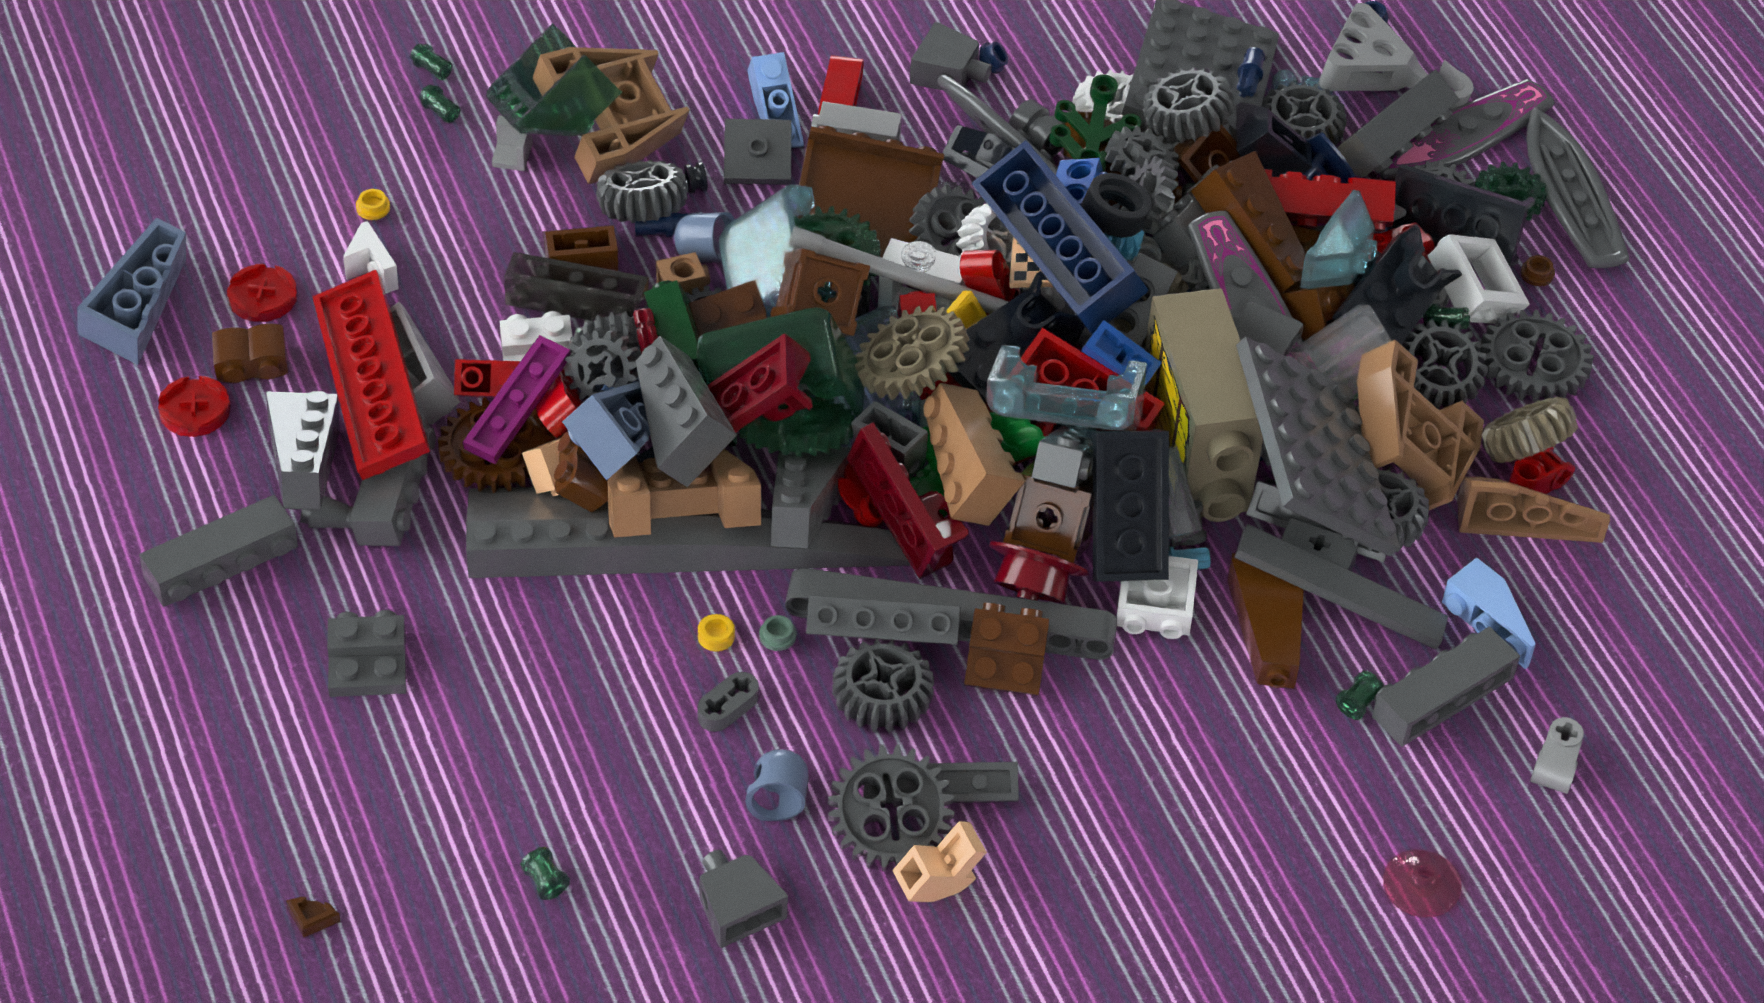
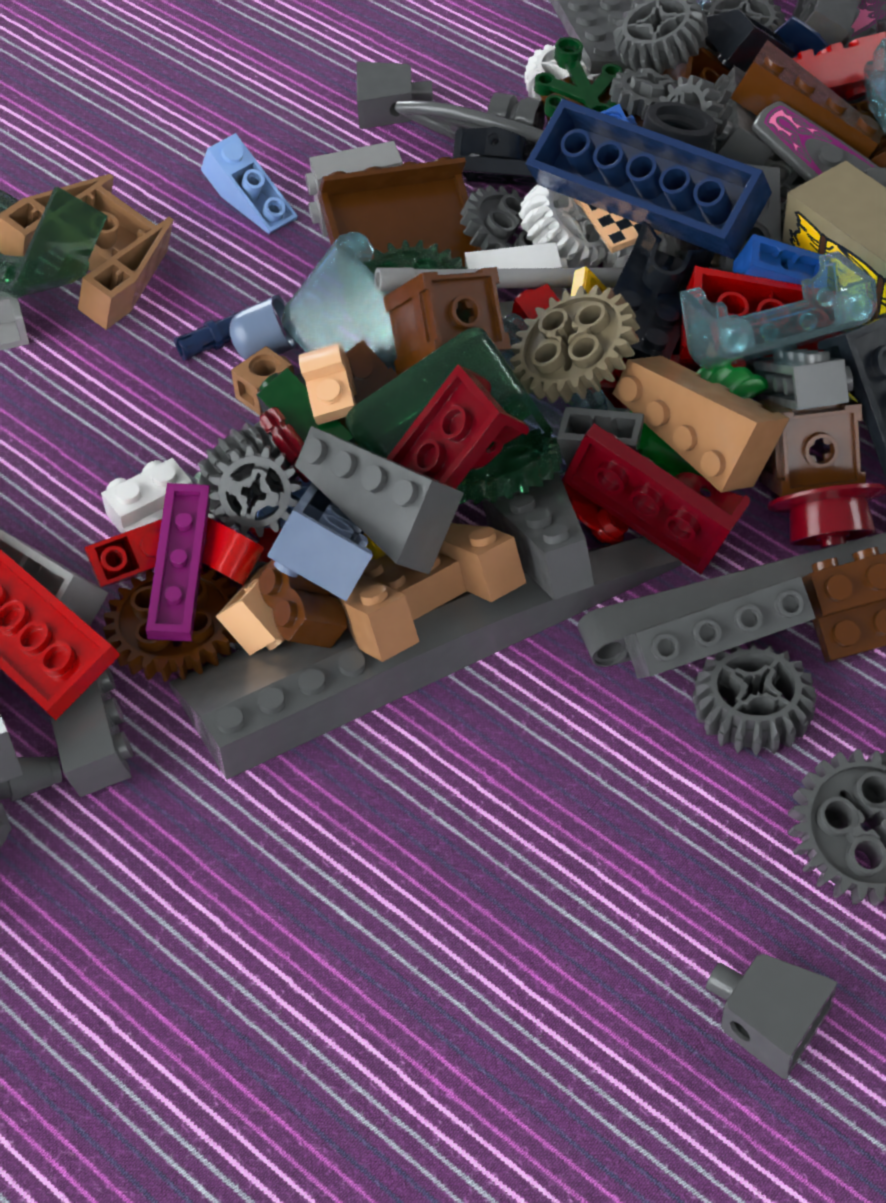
camera: 20 degrees left, 0 degrees up
(366, 654) = (167, 919): dark grey plate -> none
(544, 873) = (538, 1087): clear green bush -> none
(572, 288) = (160, 430): clear smoke brick -> none
(584, 246) = (145, 395): reddish brown slope -> none
(642, 191) = (171, 311): dark grey gear -> none
(696, 177) = (213, 281): black bush -> none
(703, 303) = (328, 382): none -> light nougat brick
(716, 632) = (536, 720): yellow tile -> none
(724, 698) = (593, 787): dark grey beam -> none
(757, 151) = (260, 235): dark grey plate -> none
(777, 633) = (603, 692): sand green plate -> none
(787, 776) = (731, 845): sand blue helmet -> none
(842, 81) = (297, 143): red beam -> none
(918, 256) = (507, 254): clear plate -> none
(987, 273) = (583, 246): red beam -> none
(995, 55) = (426, 72): dark blue plate -> none

